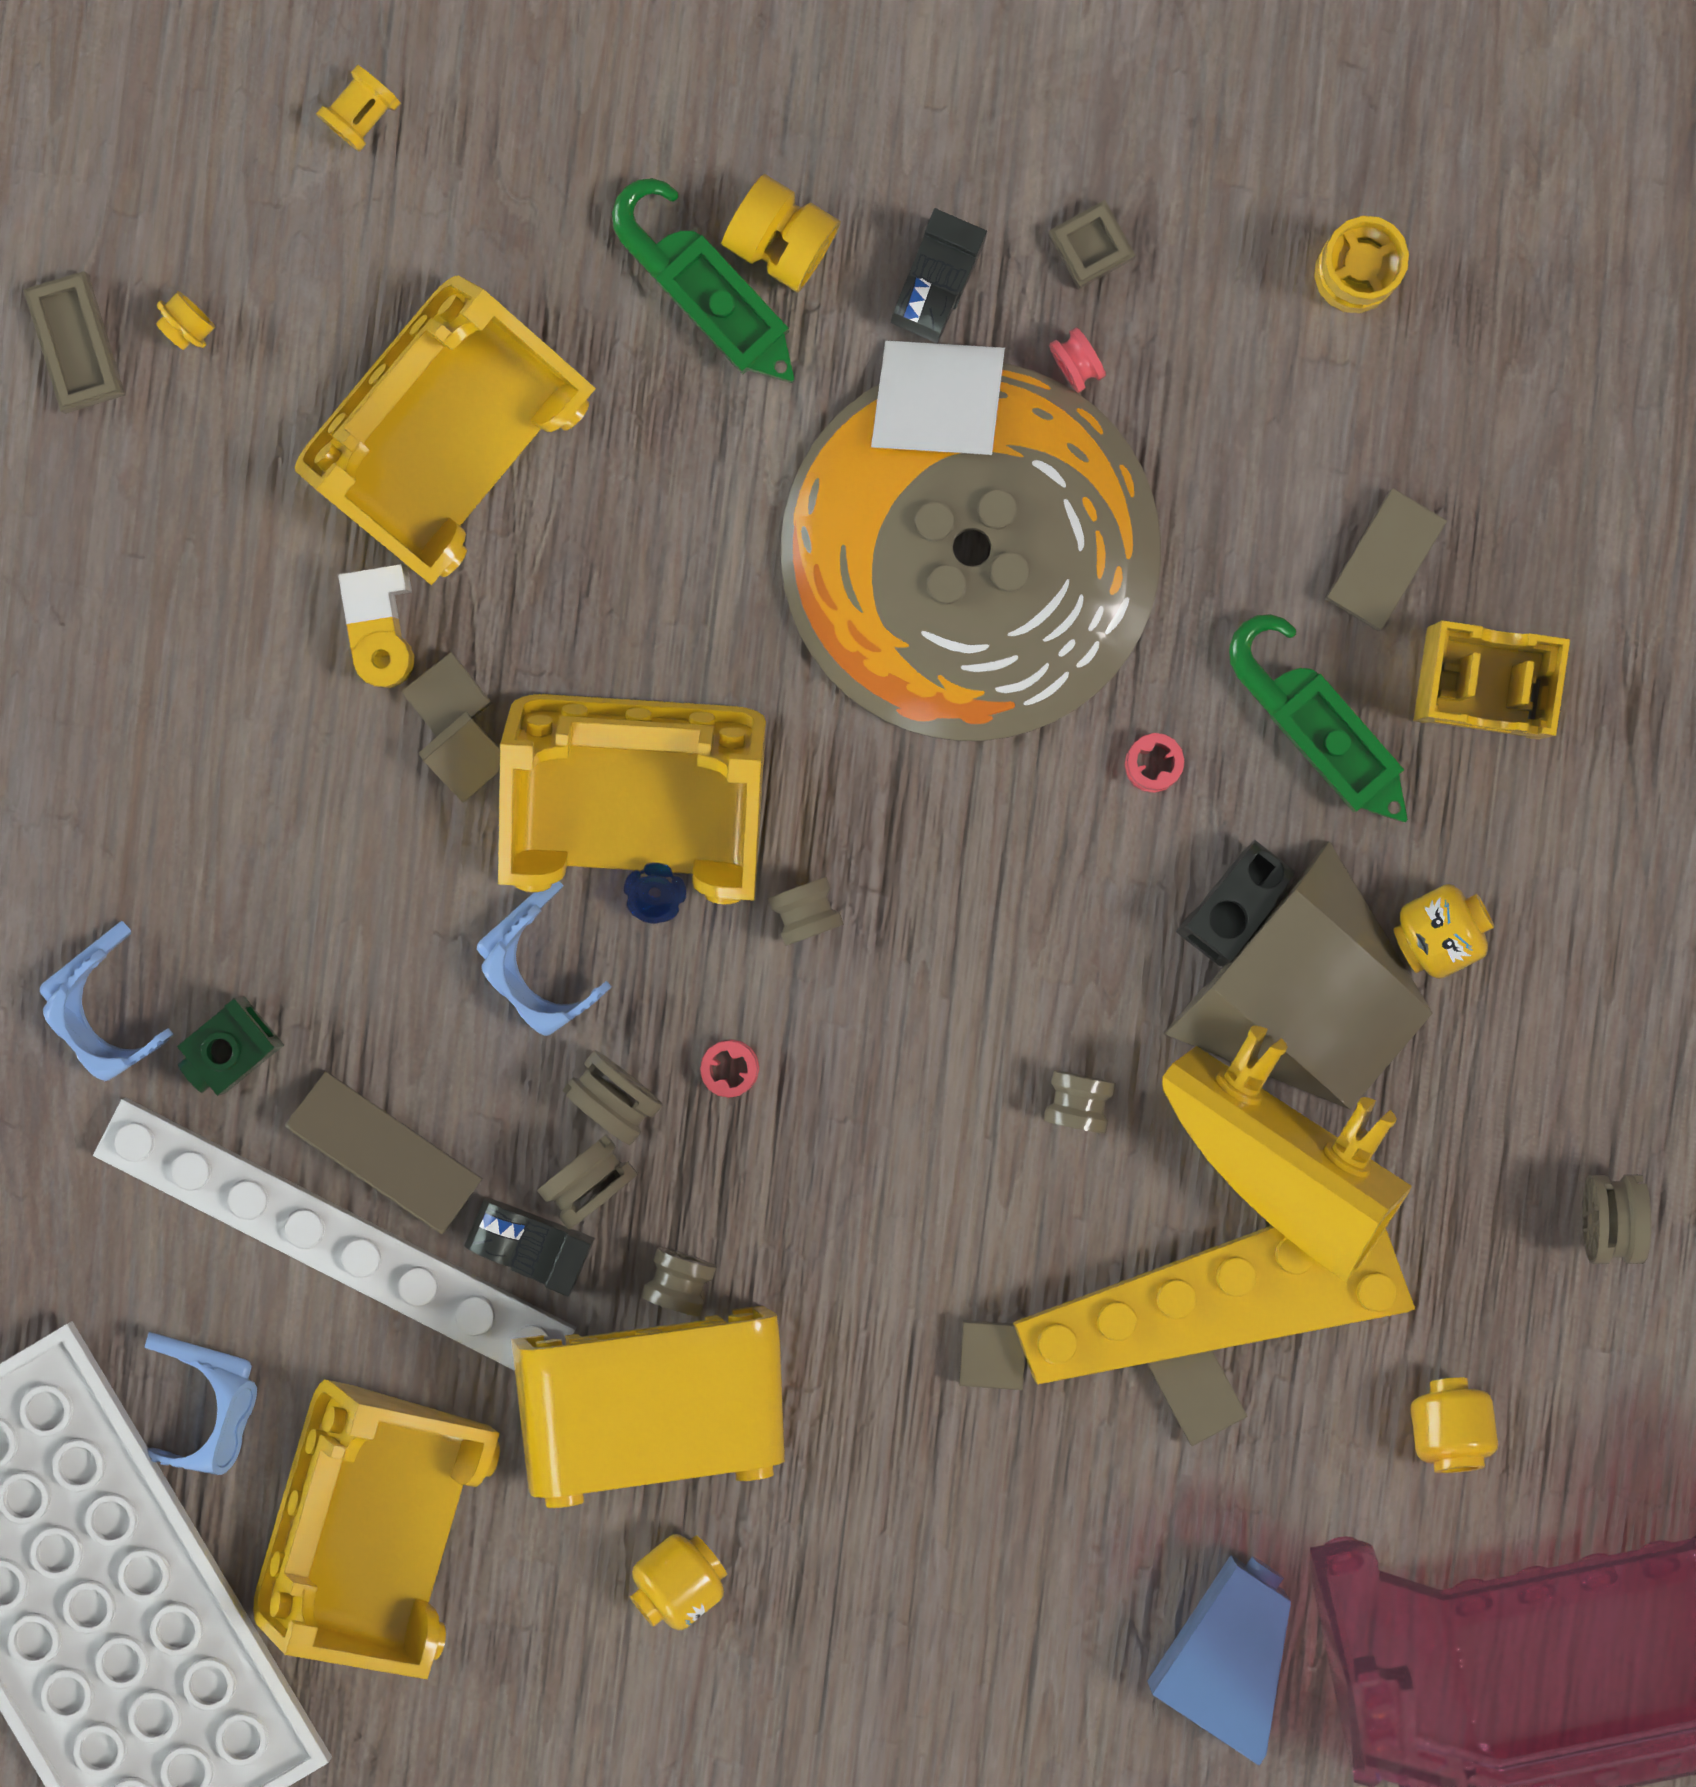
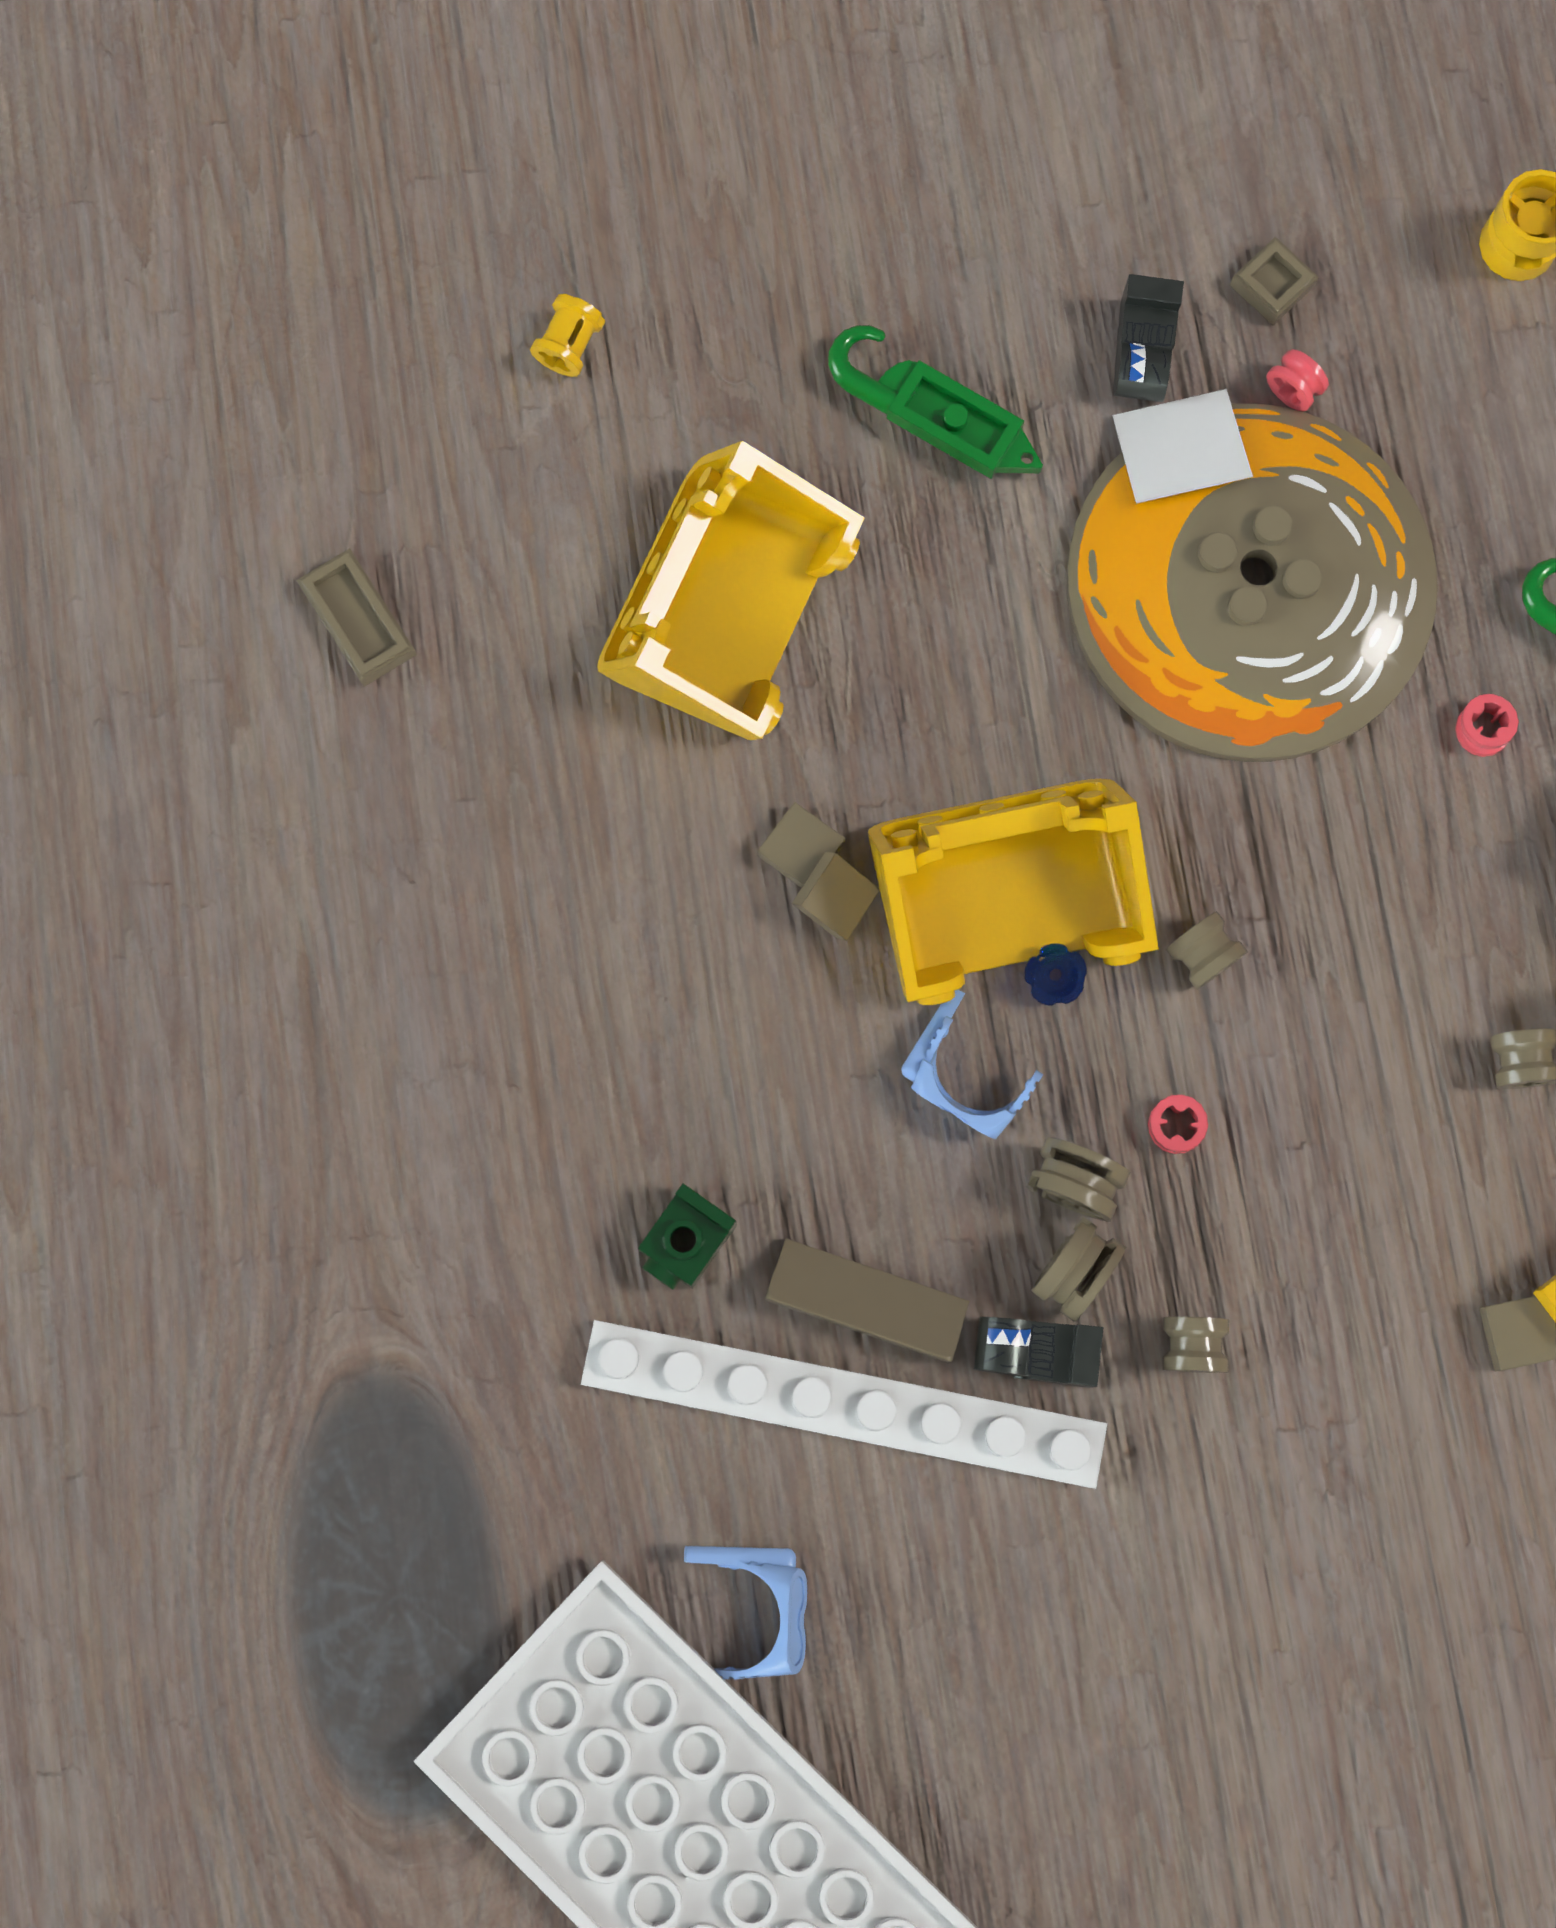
camera: 15 degrees left, 10 degrees down
(67, 1017) = (512, 1245): light blue helmet -> none
(184, 322) = (456, 568): yellow plate -> none
(368, 1530) = (960, 1686): yellow windscreen -> none
(374, 625) = (724, 815): leg -> none
(651, 1405) = (1211, 1472): yellow windscreen -> none
(678, 1582) = (1289, 1650): yellow head -> none
(780, 232) = (971, 330): yellow wheel -> none

